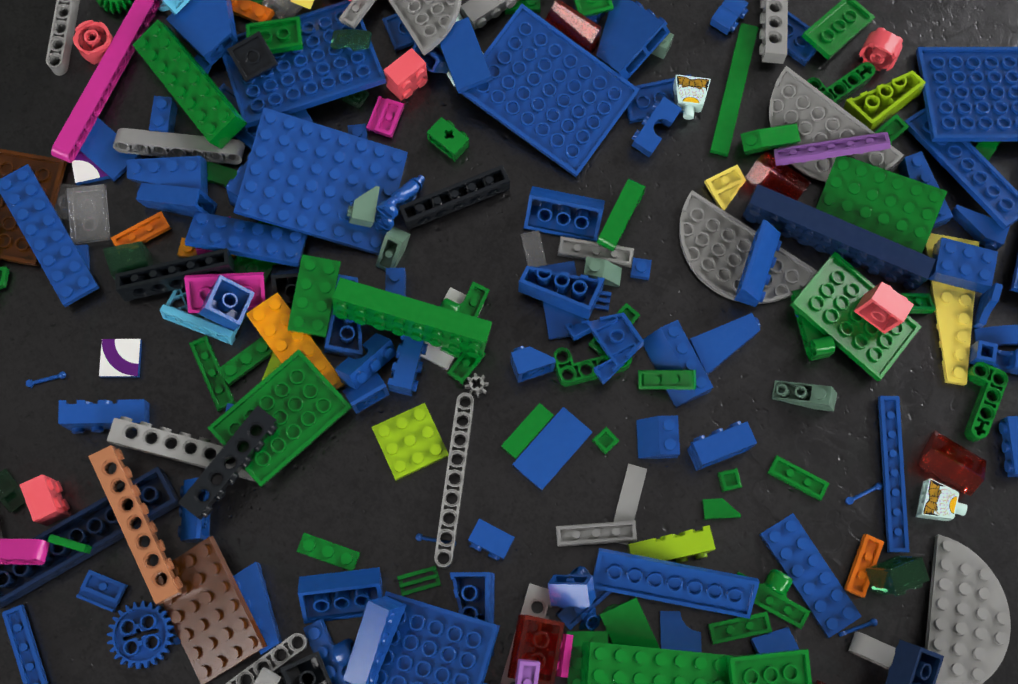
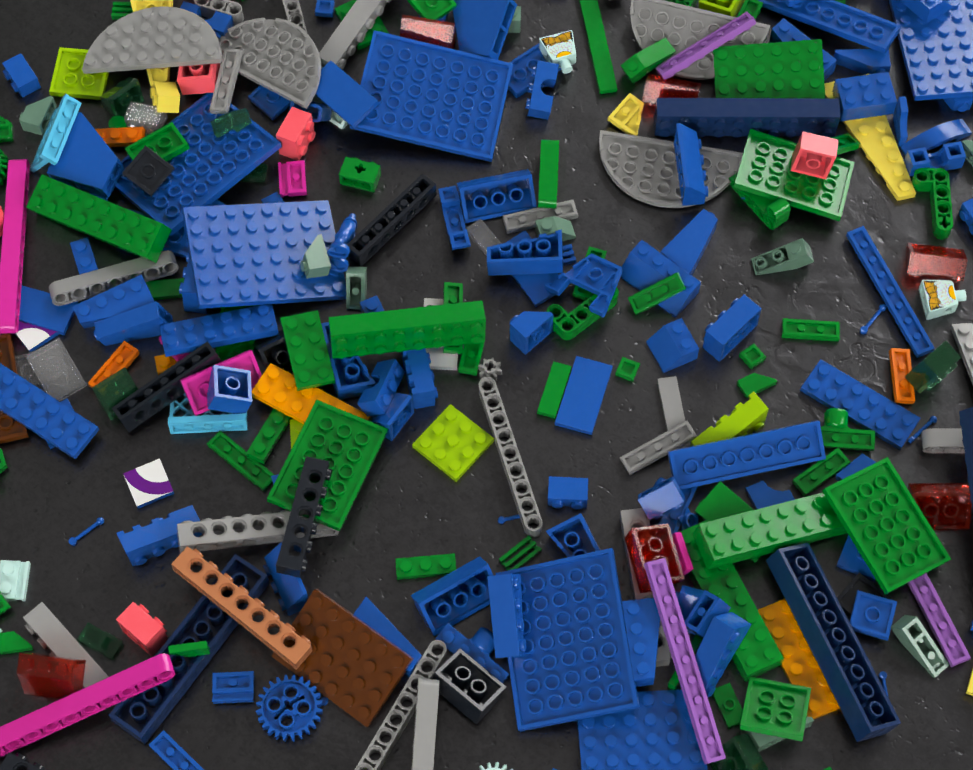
camera: 20 degrees left, 10 degrees down
(514, 220) = (453, 218): none -> blue slope
(640, 268) = (587, 214): blue plate -> none

